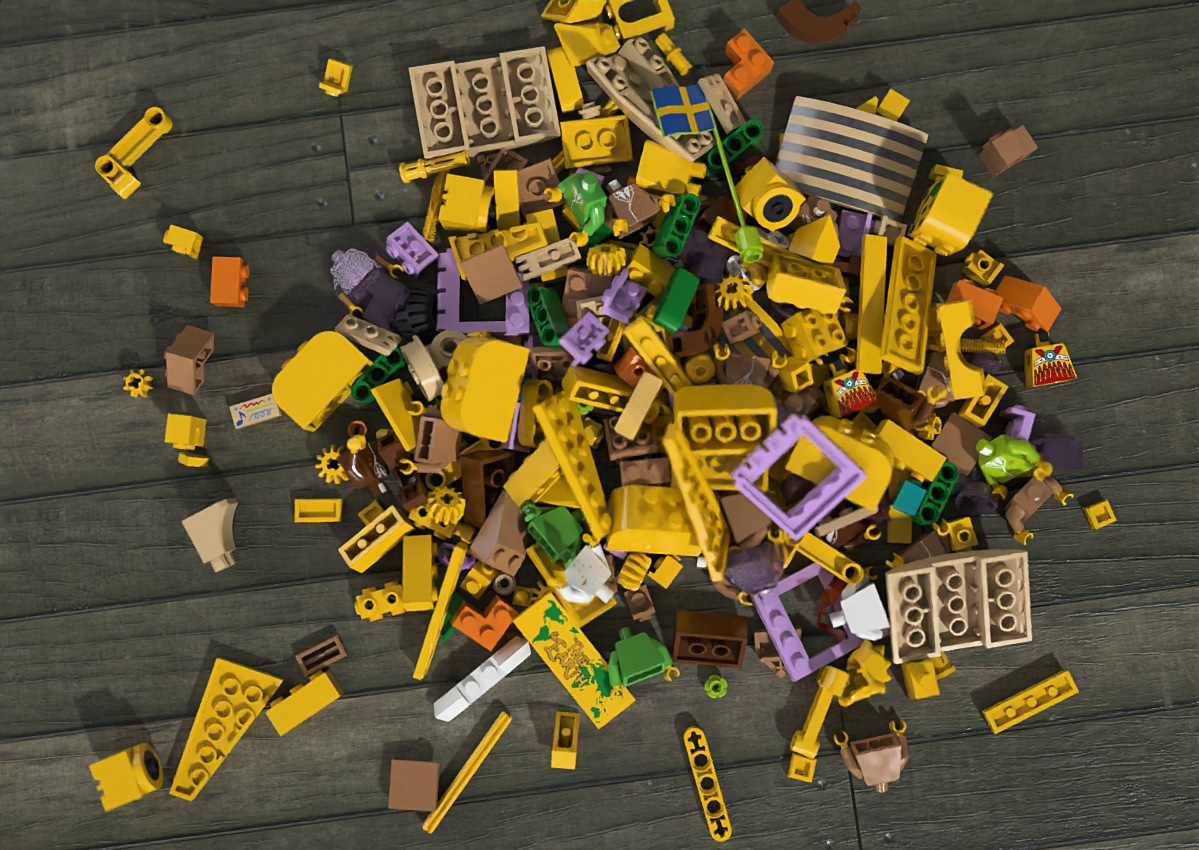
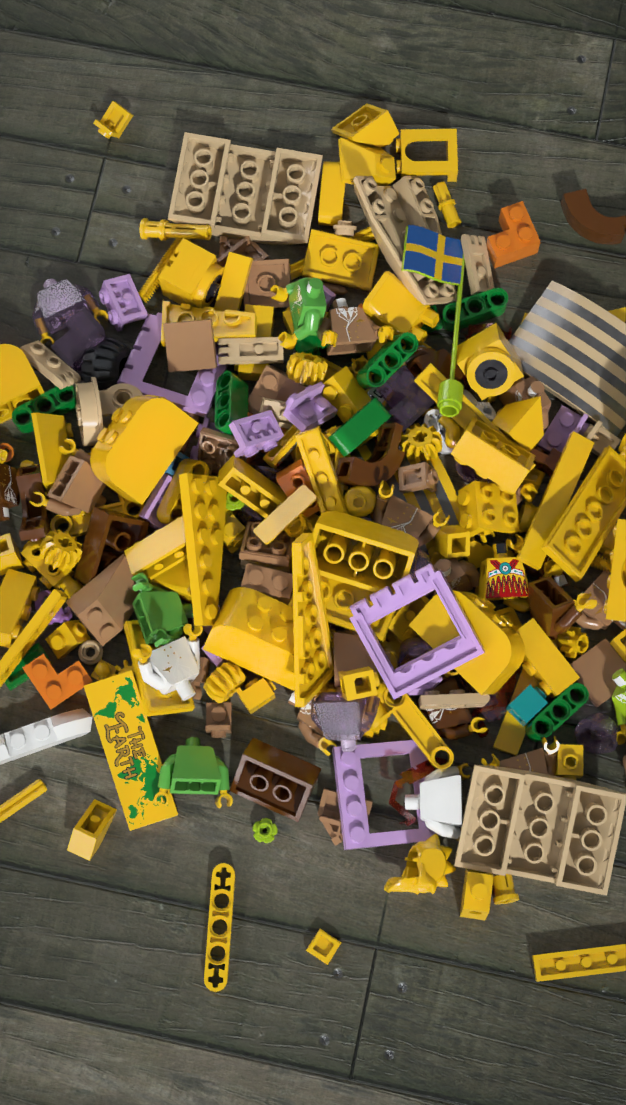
camera: 20 degrees right, 10 degrees down
(768, 541) = (366, 689): none -> yellow brick
(830, 682) = (384, 865): yellow piece -> none
(876, 758) = (403, 961): medium nougat torso -> none

